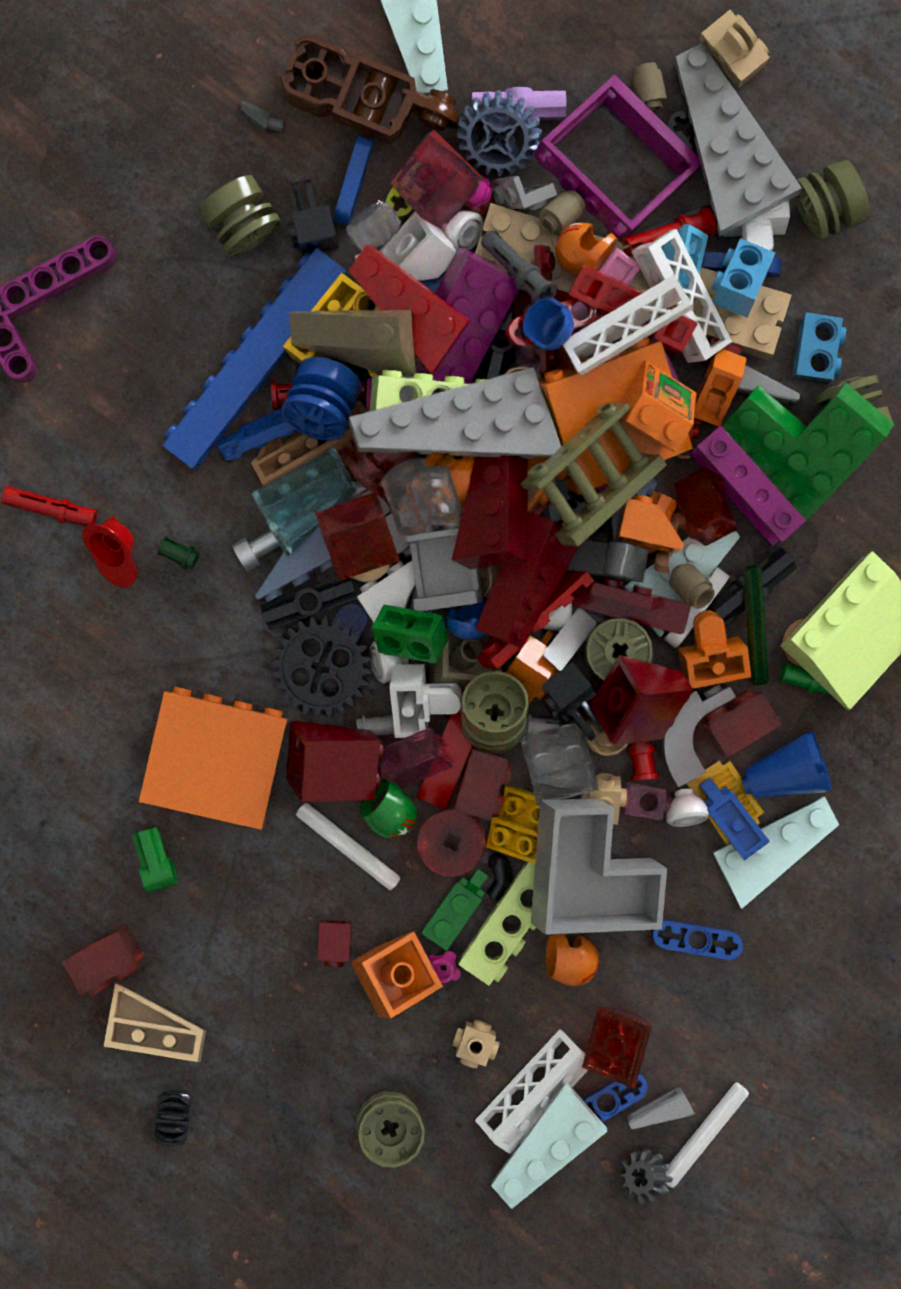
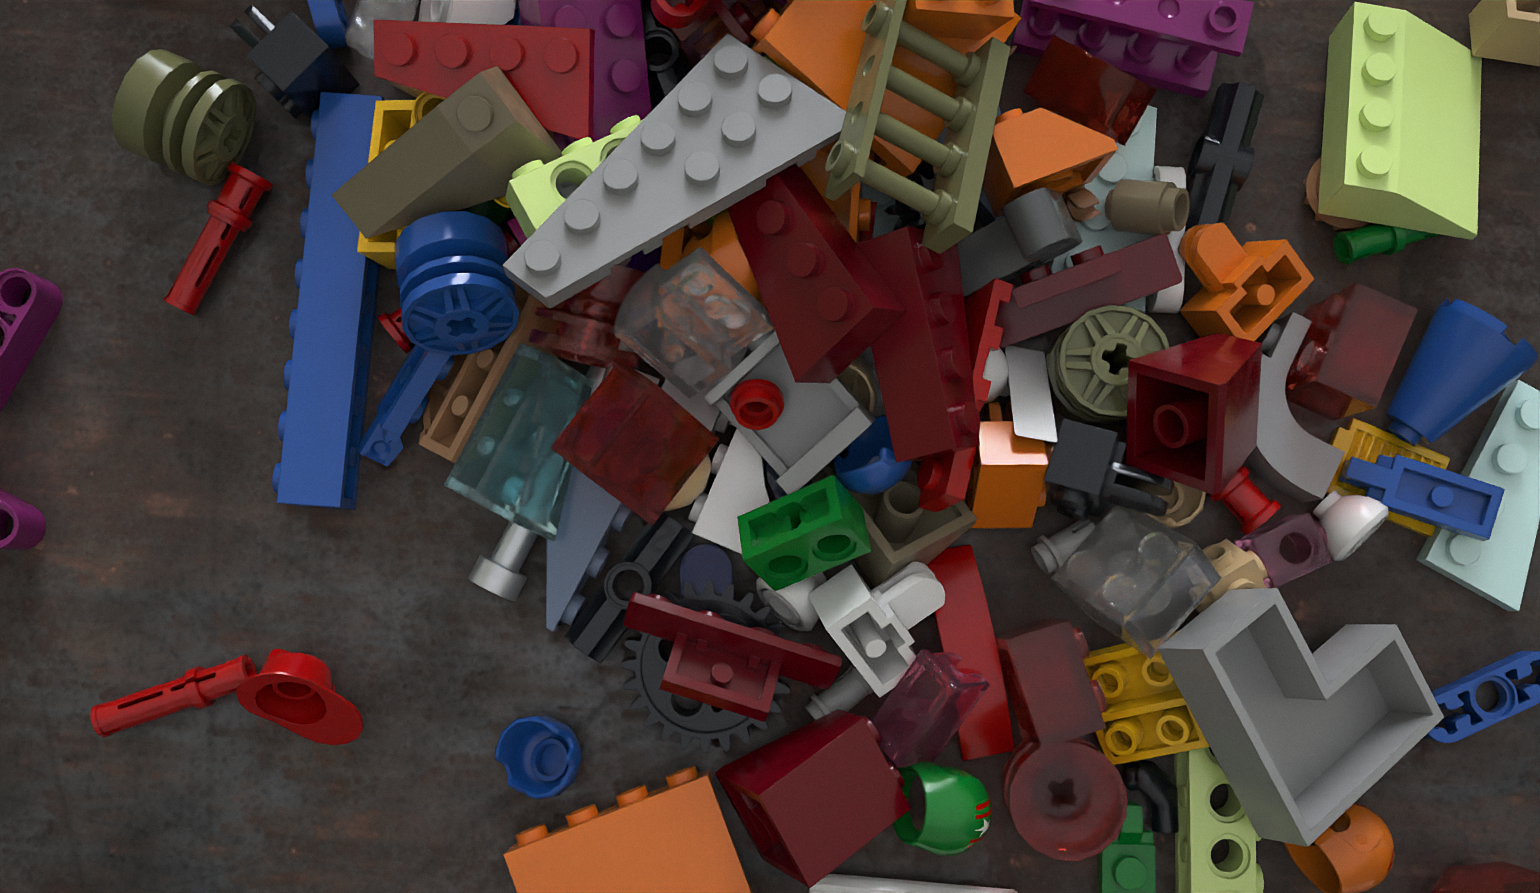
camera: 30 degrees left, 5 degrees down
(179, 553) = (401, 639): dark green pin -> none
(210, 655) = (539, 756): none -> blue hair
(227, 278) = (227, 217): none -> red pin
(332, 670) = (724, 660): none -> dark red bracket
(429, 555) = (756, 403): none -> red plate
(497, 696) = (993, 537): olive wheel -> none
(755, 624) = (1262, 196): dark green axle -> none

